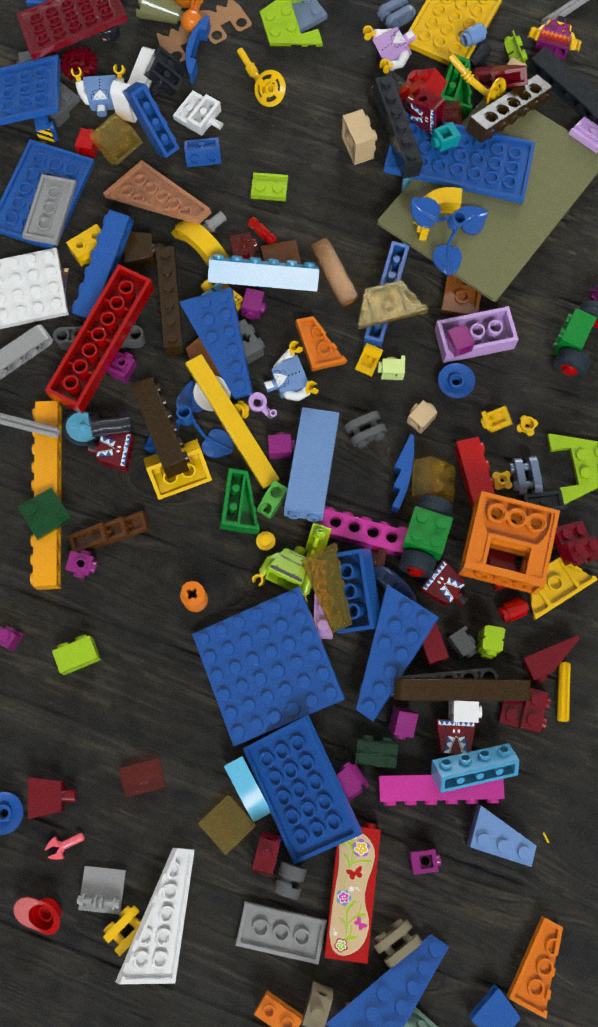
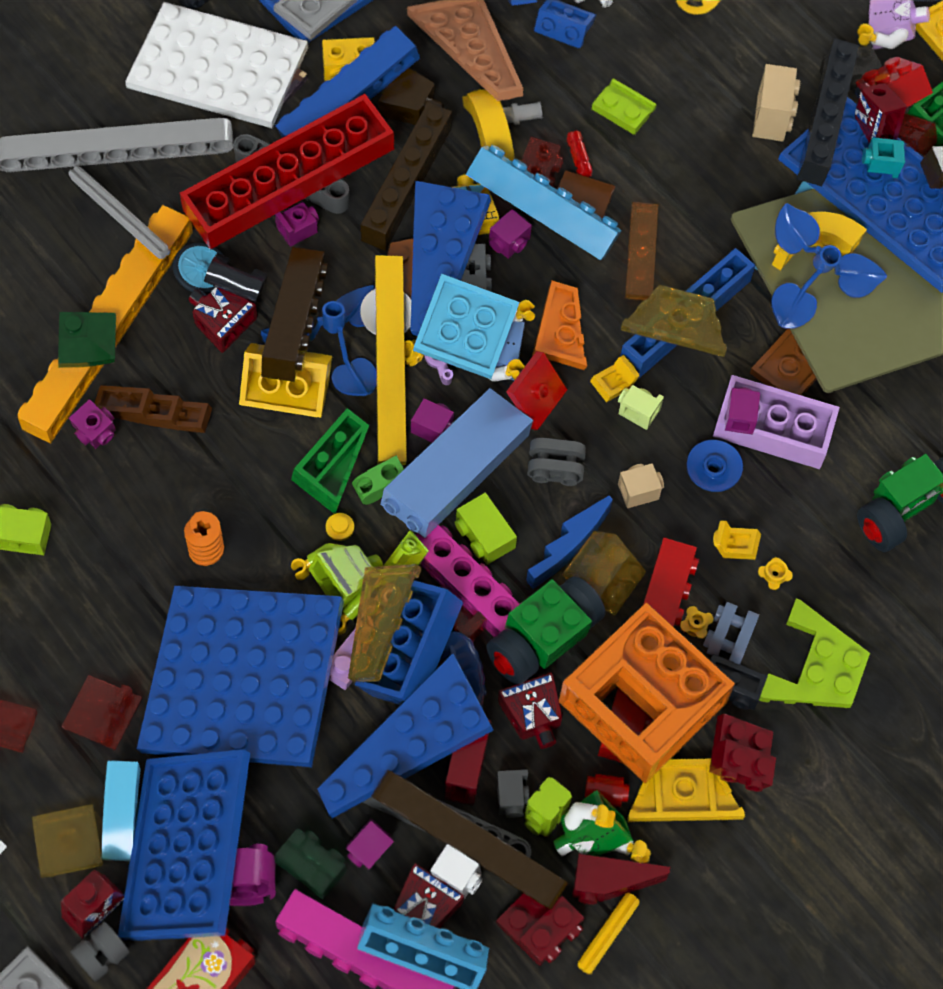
camera: 25 degrees right, 10 degrees down
(197, 735) = (102, 712): none -> clear red hinge
(267, 377) = (466, 326): none -> medium azure plate
(329, 392) = (537, 389): none -> red plate
(351, 494) = (485, 529): none -> lime brick
(525, 636) = (598, 828): none -> torso

